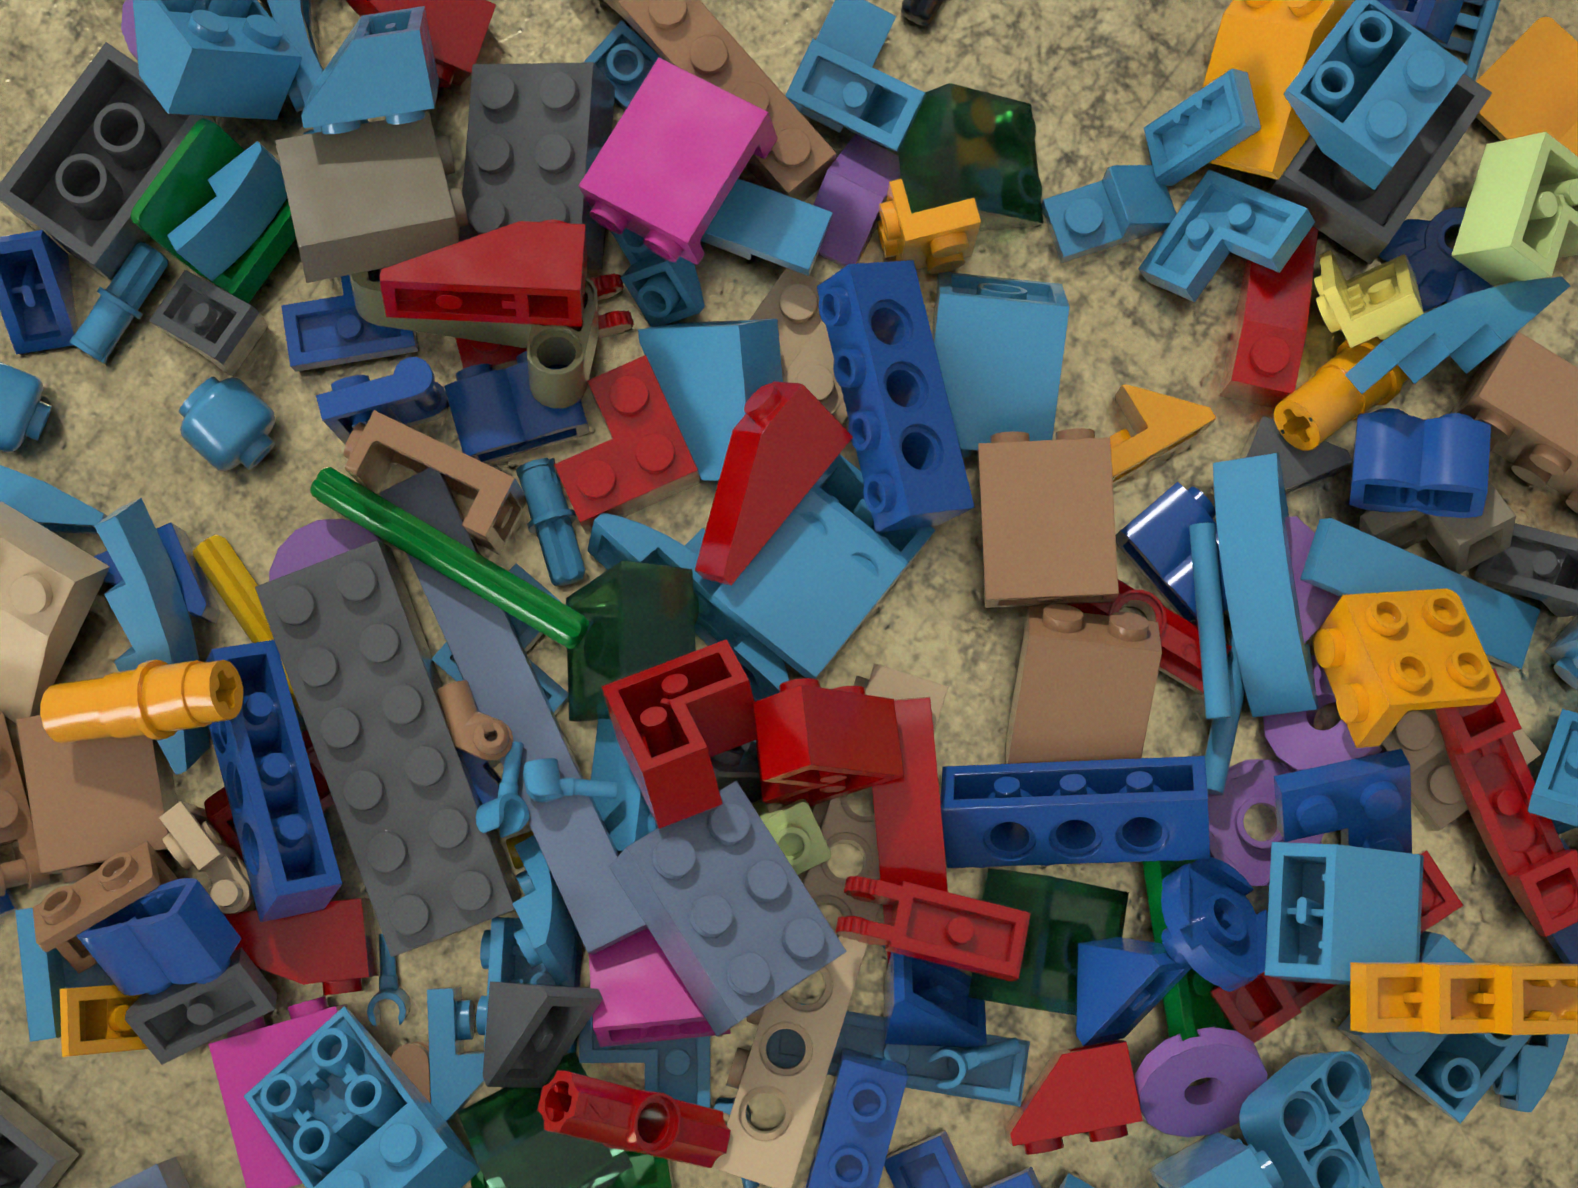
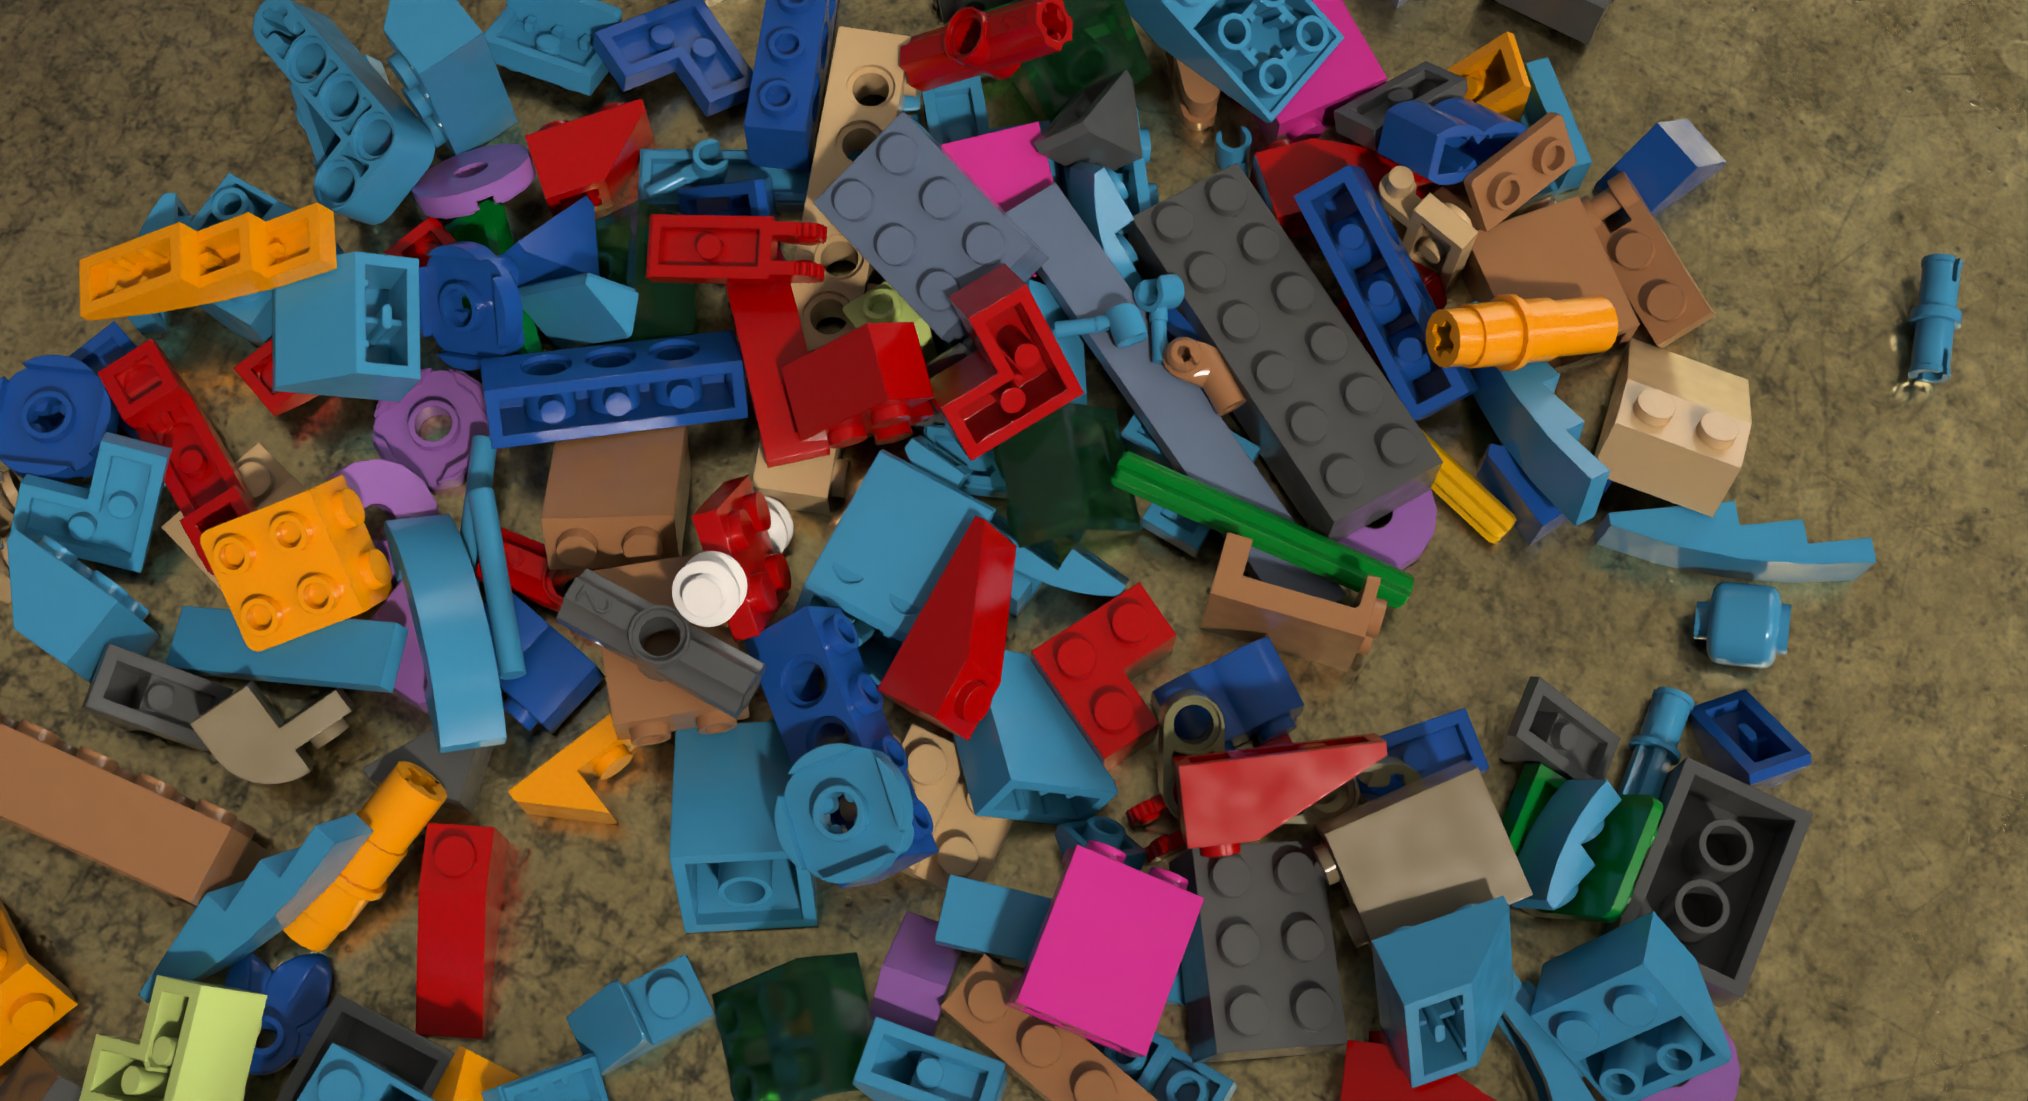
camera: 170 degrees right, 10 degrees down
(227, 424) = (1512, 639): dark azure head -> none
(405, 396) = (1367, 669): blue plate -> none
(453, 1073) = (1165, 112): dark azure slope -> none
(551, 520) = (1171, 599): dark azure axle -> none
(871, 325) = (882, 820): none -> dark azure plate
(930, 237) = (830, 931): light orange bracket -> none
(970, 584) = (742, 564): none -> red plate
(1020, 467) = (625, 621): none -> dark grey piece
(1098, 901) = (581, 309): none -> dark azure slope
(1219, 220) = (518, 1015): dark azure plate -> none
(1359, 796) = (331, 437): blue plate -> none
(1369, 303) = (354, 938): light yellow bracket -> none
(1420, 464) = (290, 763): blue brick -> none

